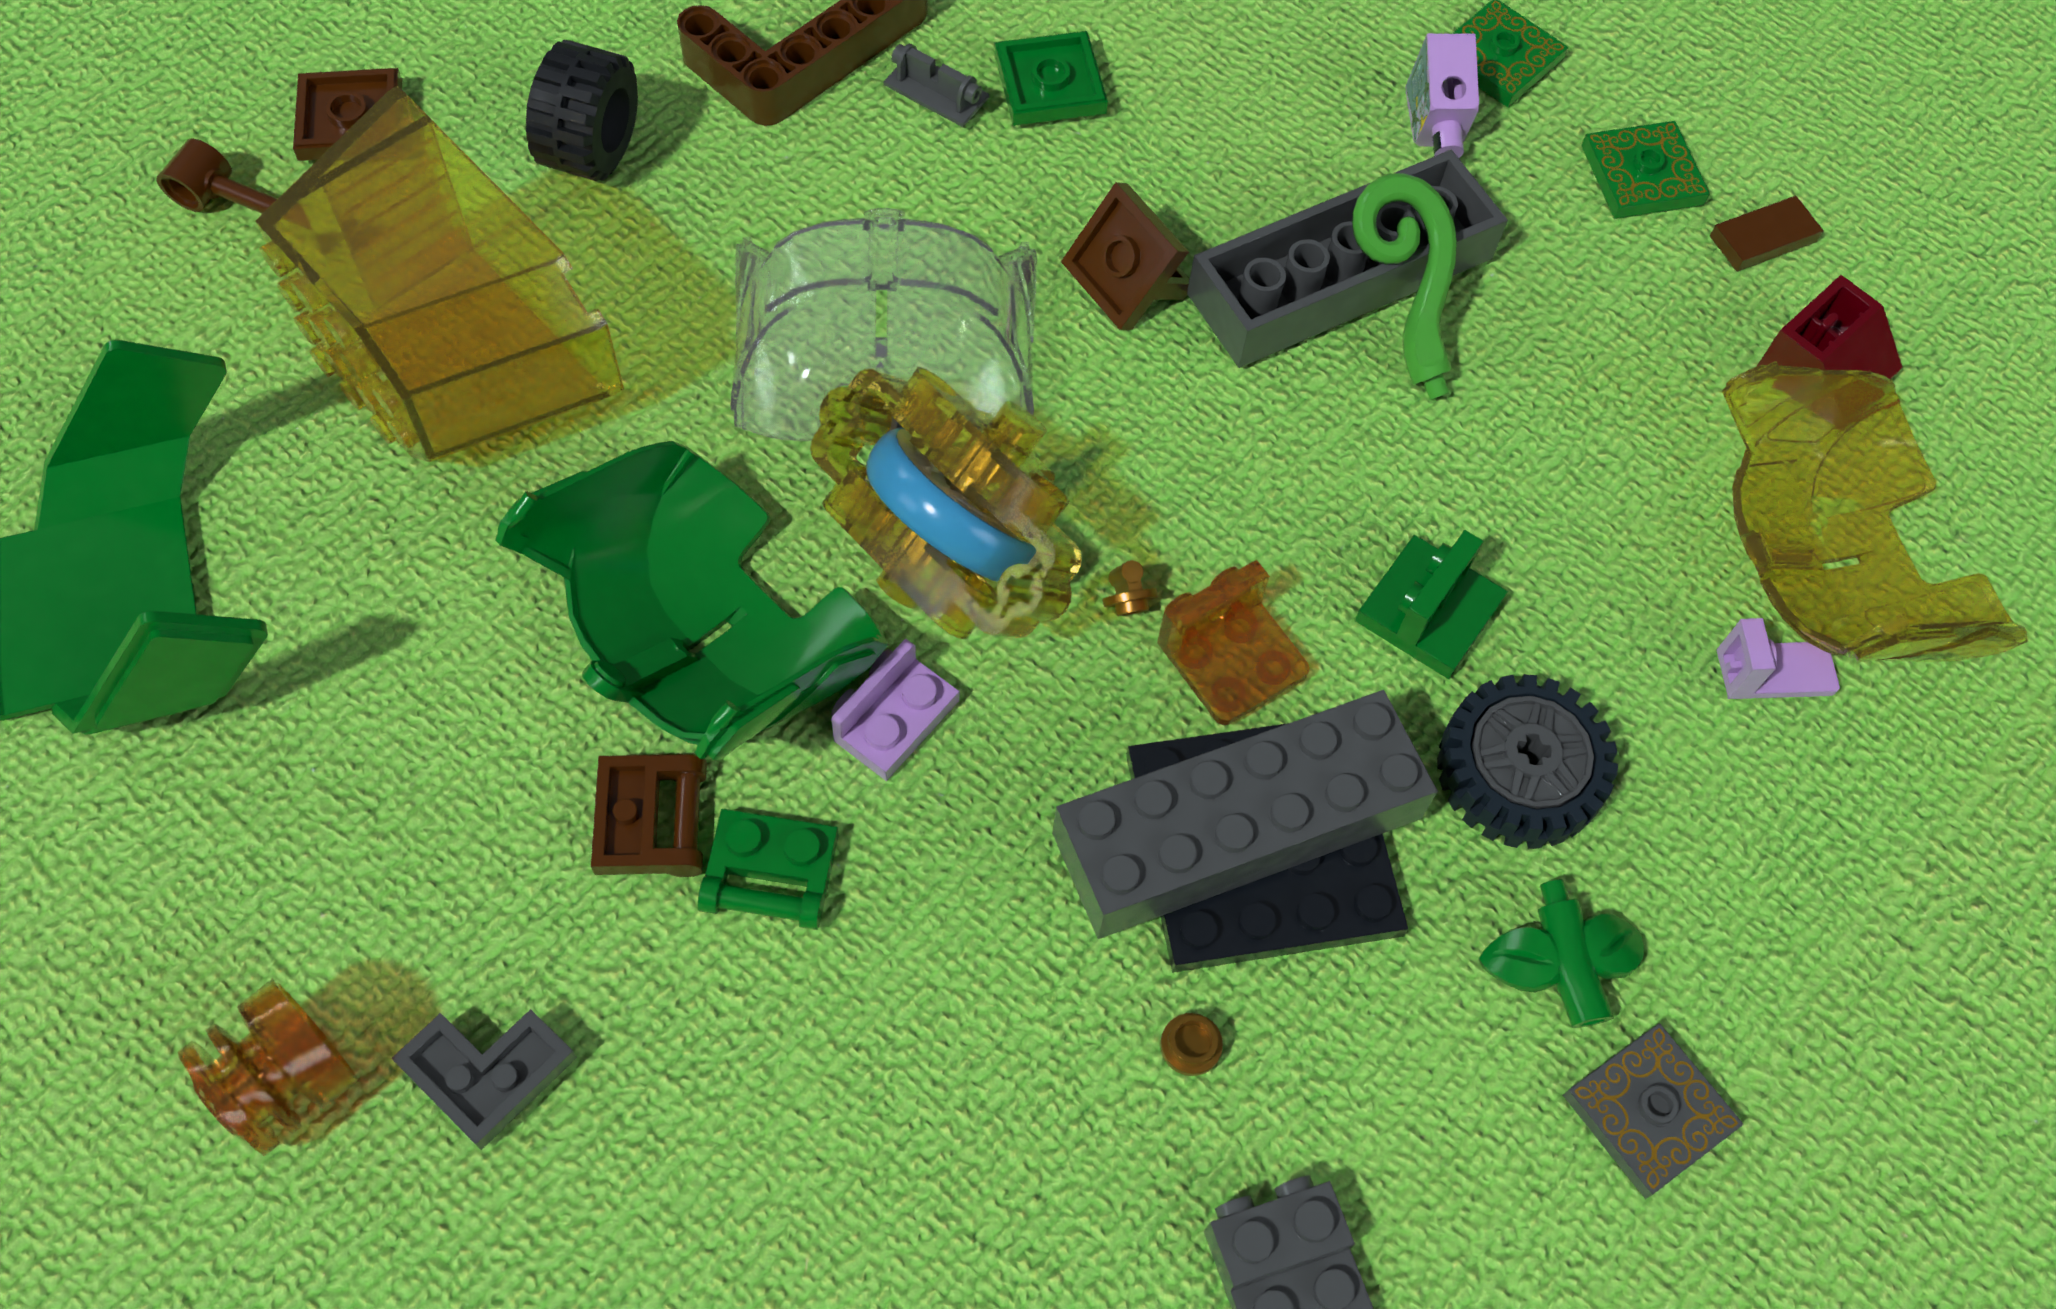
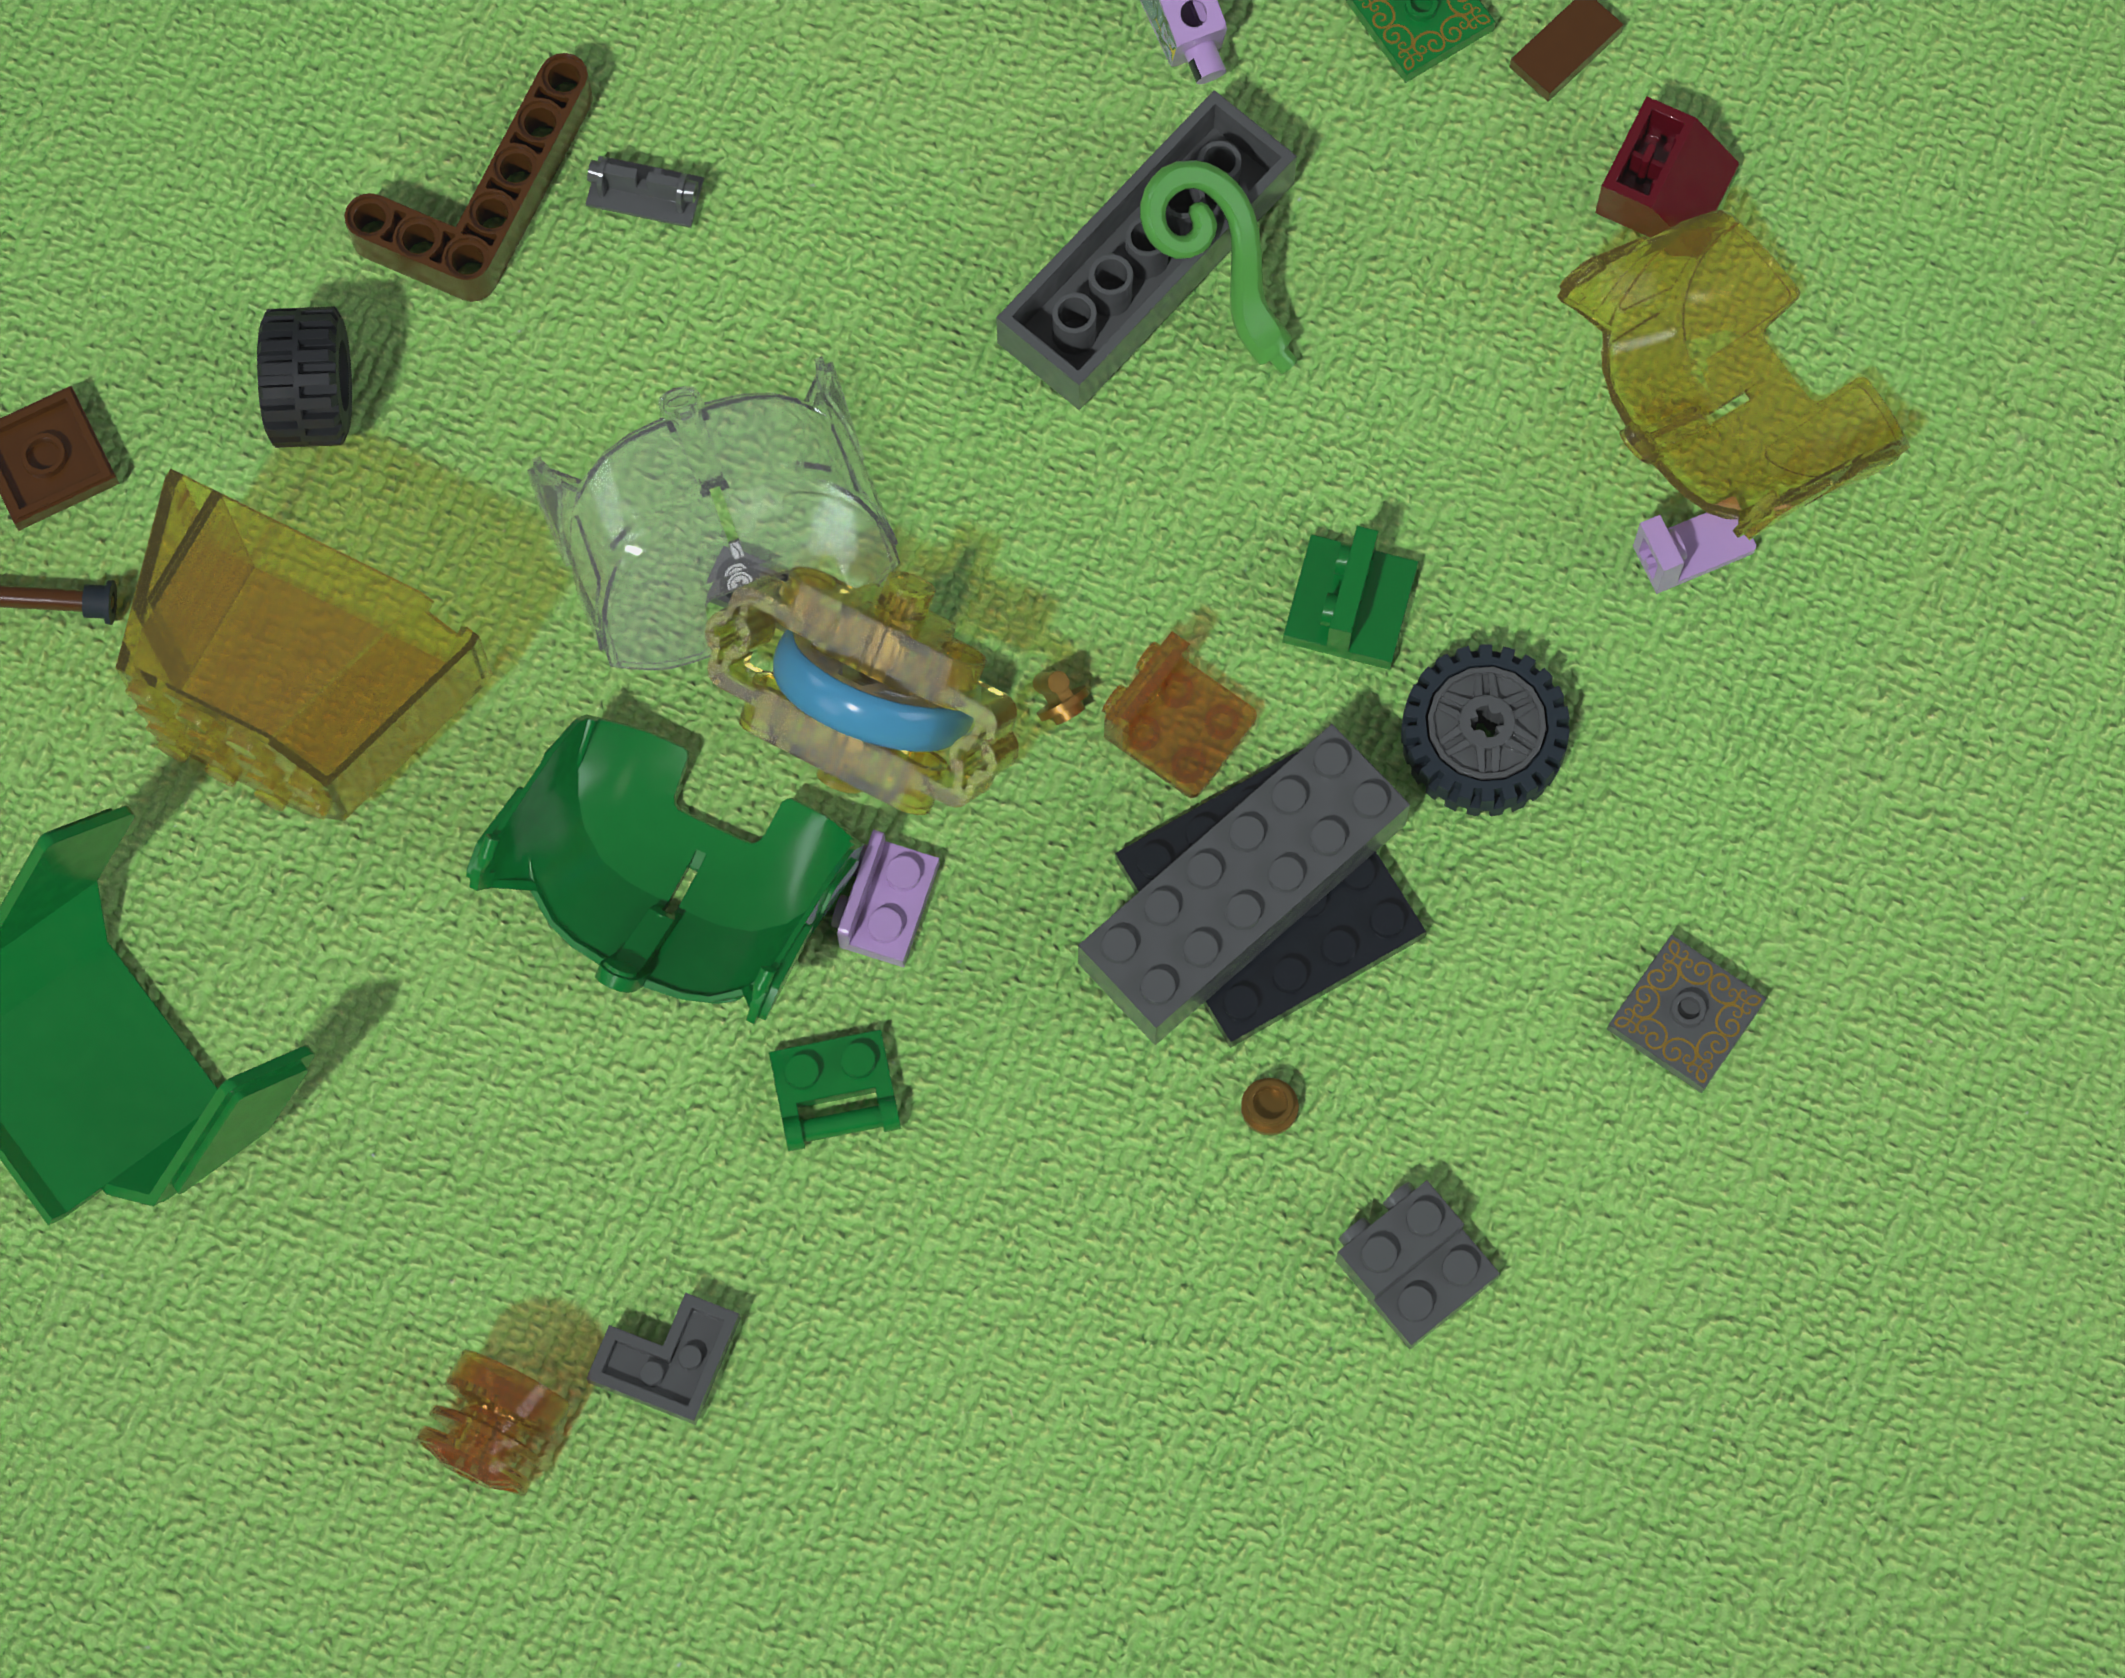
camera: 15 degrees left, 10 degrees up
(629, 815) = (688, 1090): reddish brown plate -> none
(1050, 78) = (760, 133): green plate -> none
(1127, 258) = (925, 336): reddish brown bracket -> none
(1567, 955) = (1574, 902): green plant -> none

